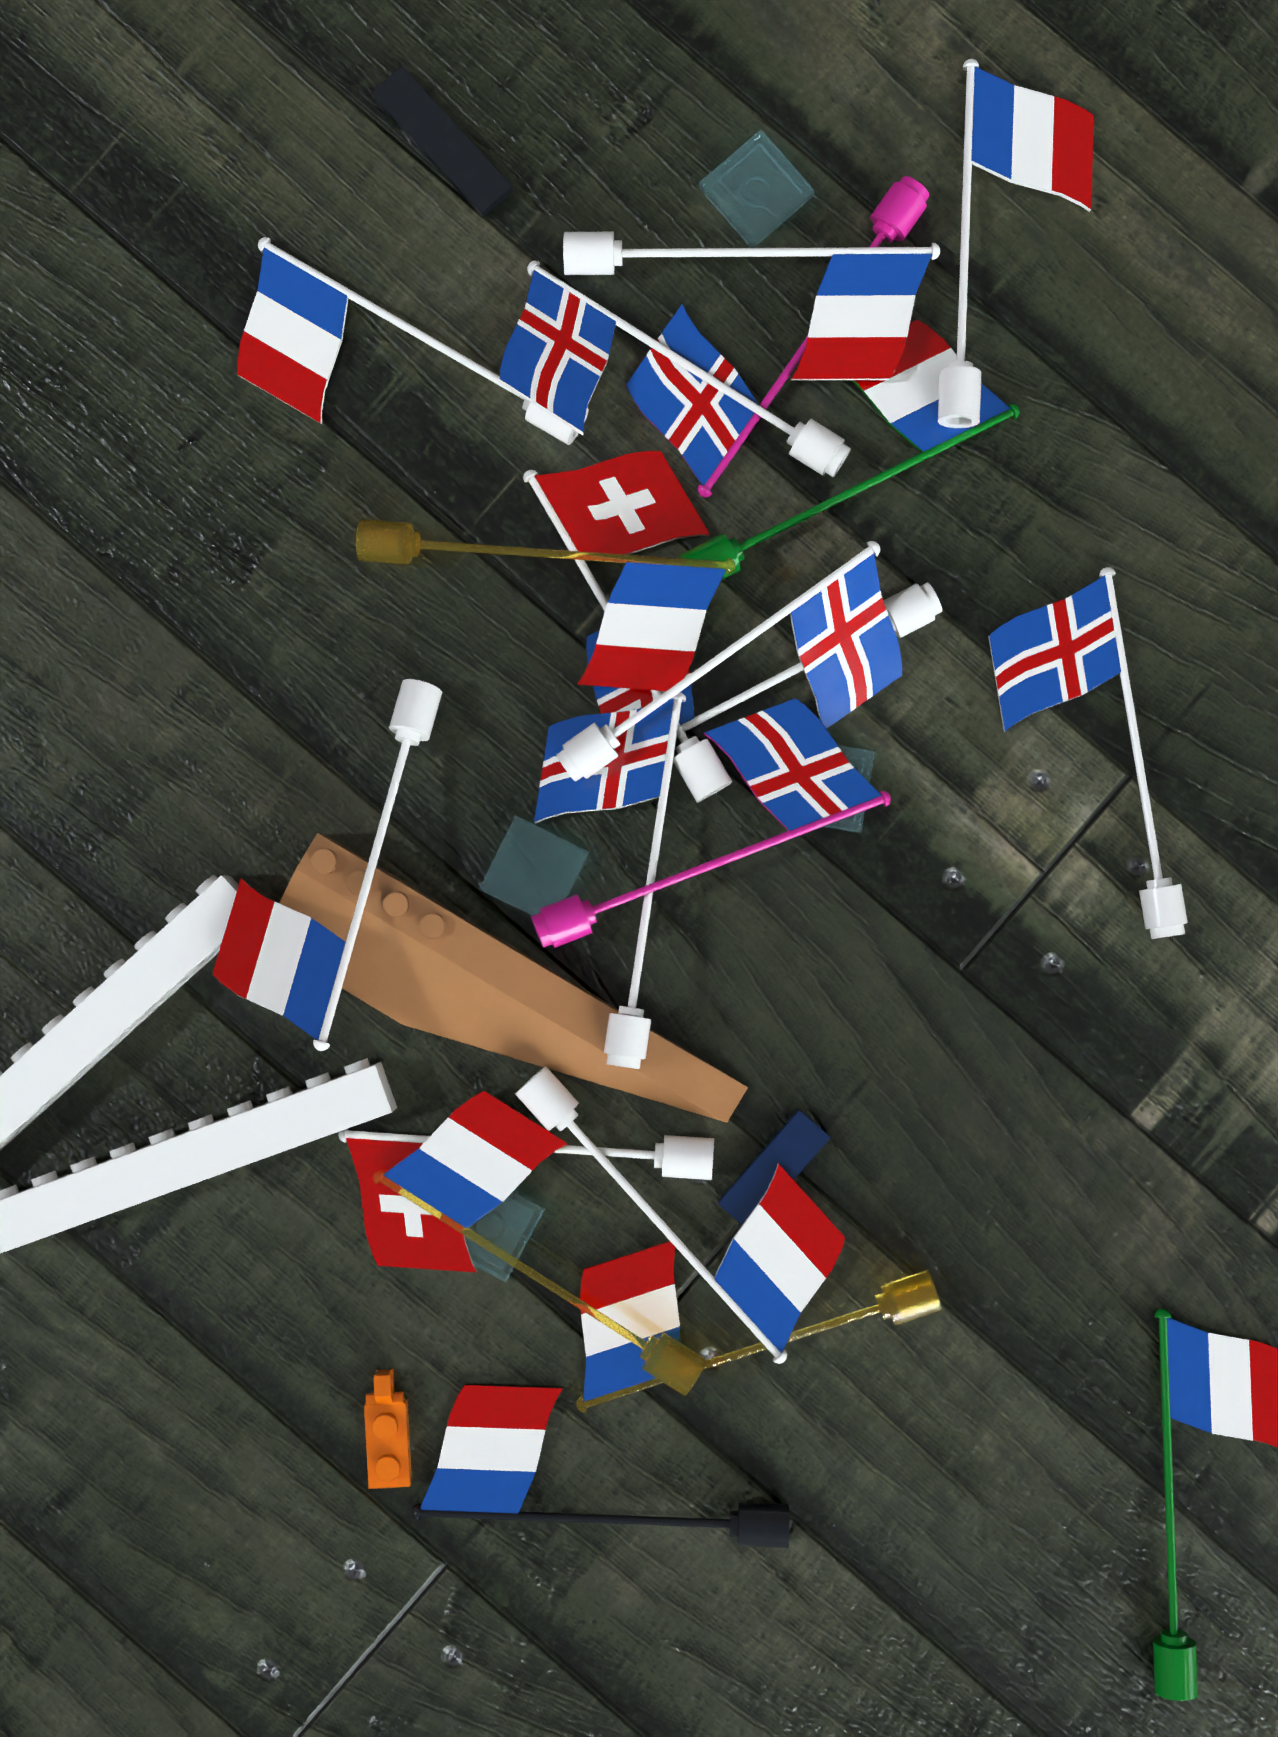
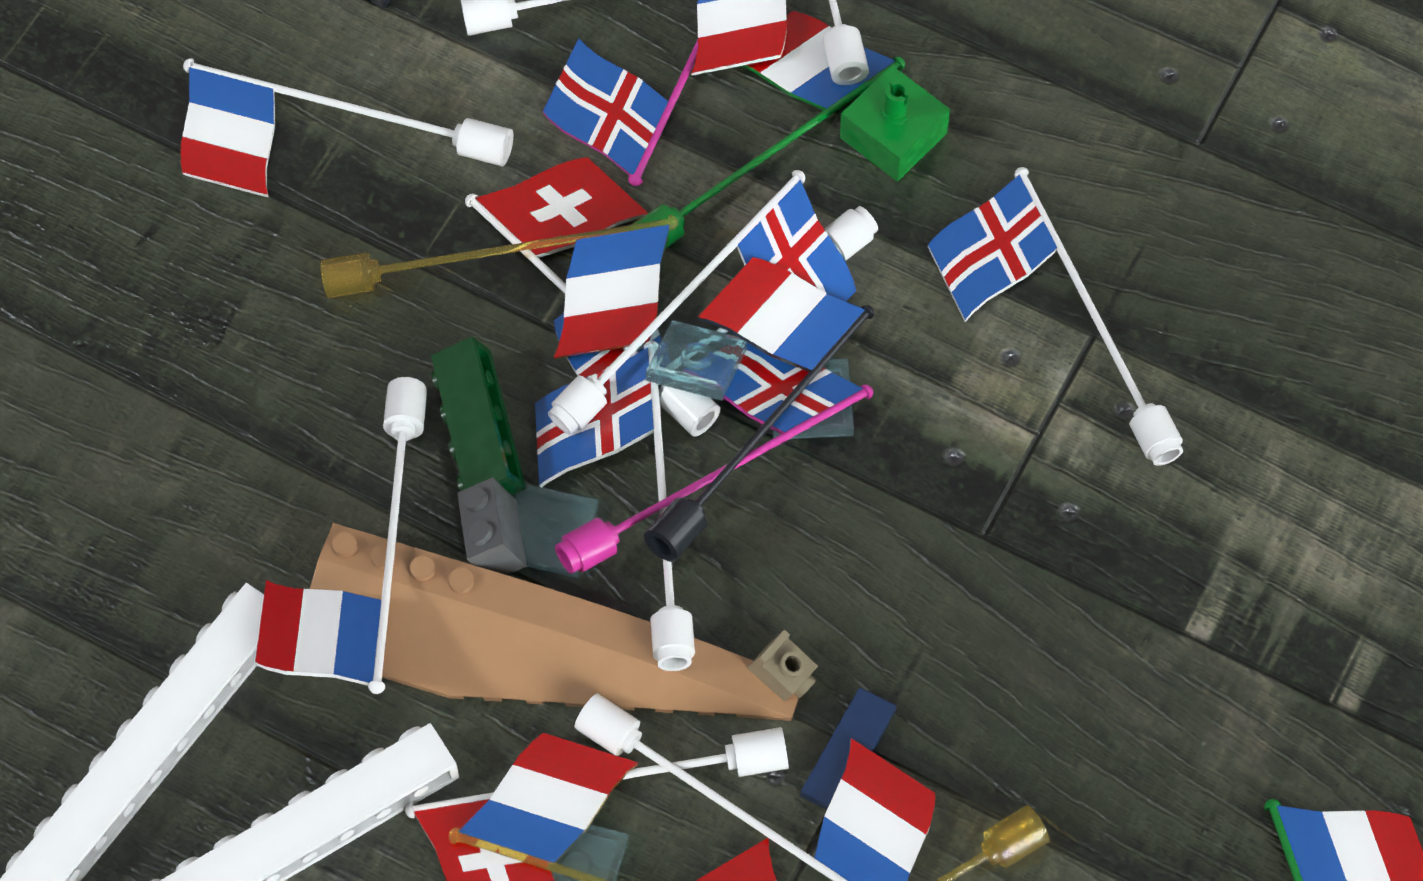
camera: 15 degrees left, 25 degrees down
(474, 870) = (491, 527): none -> dark grey brick
(484, 743) = (476, 416): none -> dark green brick
(565, 348) = (481, 89): flag -> none
(719, 728) = (696, 360): none -> clear light blue tile
(722, 1069) = (771, 668): none -> dark tan brick
(819, 705) = (787, 323): none -> flag
(990, 488) = (894, 123): none -> green brick

